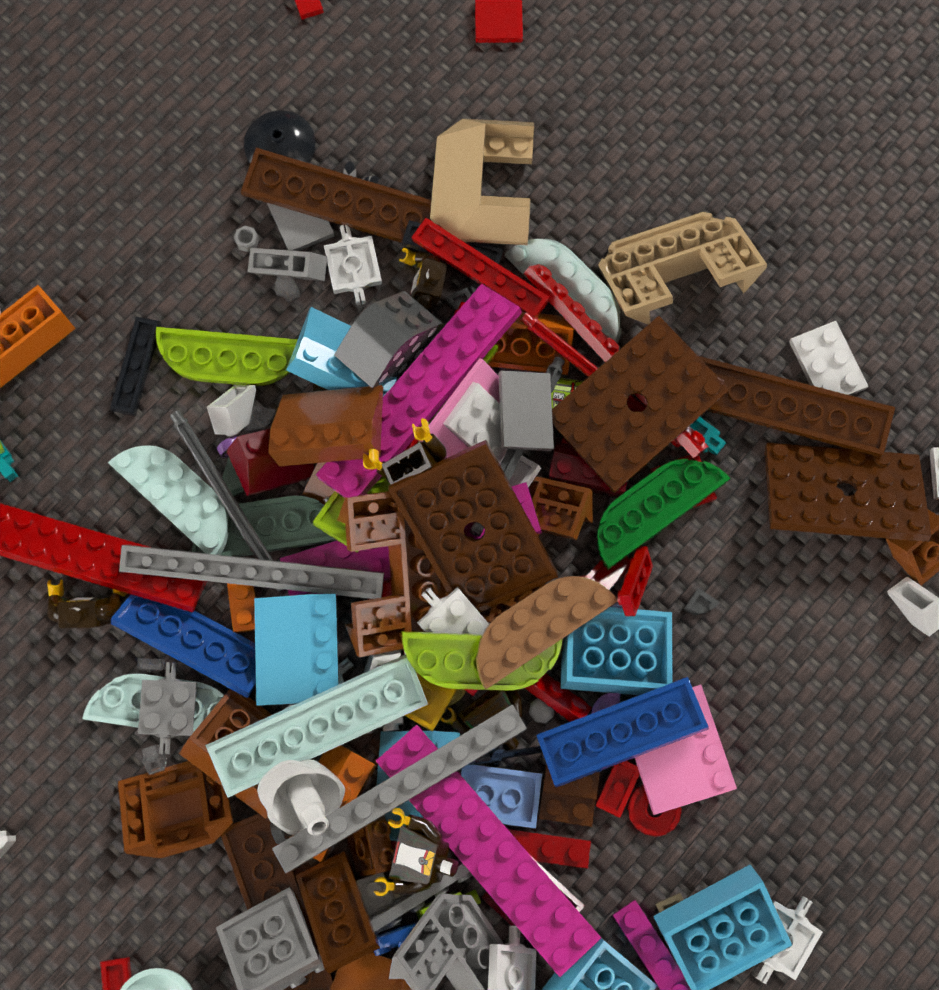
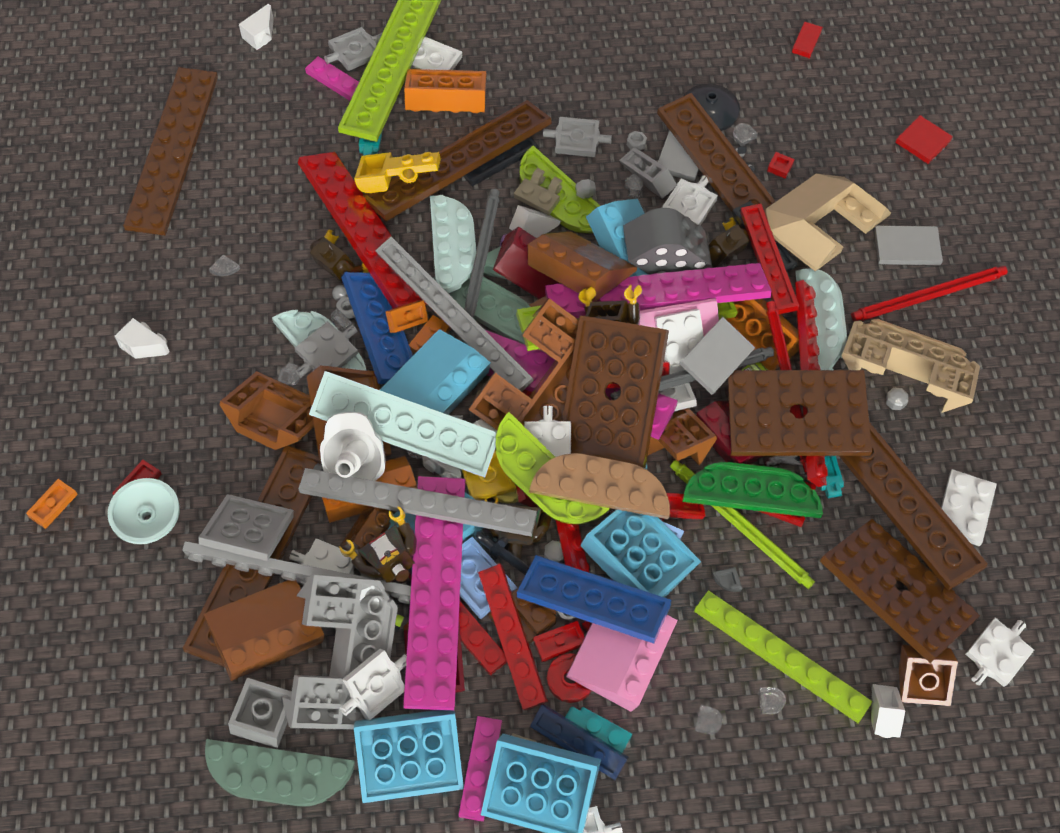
camera: 40 degrees right, 15 degrees down
(35, 478) = (377, 169): none -> yellow plate
(98, 404) = (461, 158): none -> reddish brown plate
(122, 638) = (339, 294): none -> light grey plate
(187, 281) = (577, 136): none -> light grey plate
(208, 608) = (406, 316): none -> orange plate
(210, 379) = (536, 196): none -> dark tan plate
(250, 334) = (585, 188): none -> light grey tile
(335, 147) = (744, 134): none -> clear tile
(337, 912) = (306, 545): reddish brown plate -> none
(398, 154) = (780, 165): none -> red plate
(575, 144) = (908, 245): none -> light grey tile
(579, 822) = (512, 637): none -> red plate
(633, 180) = (929, 293): none -> red piece
(635, 581) = (694, 519): red plate -> none
(688, 543) = (753, 534): none -> lime piece
(692, 308) = (896, 398): none -> light grey tile
(711, 859) = (578, 740): none -> dark blue tile
(716, 833) = (600, 727): none -> teal hinge
(792, 742) = (708, 720): none -> clear tile
(799, 632) = (783, 656): none -> lime plate
(825, 679) = (771, 700): none -> clear tile

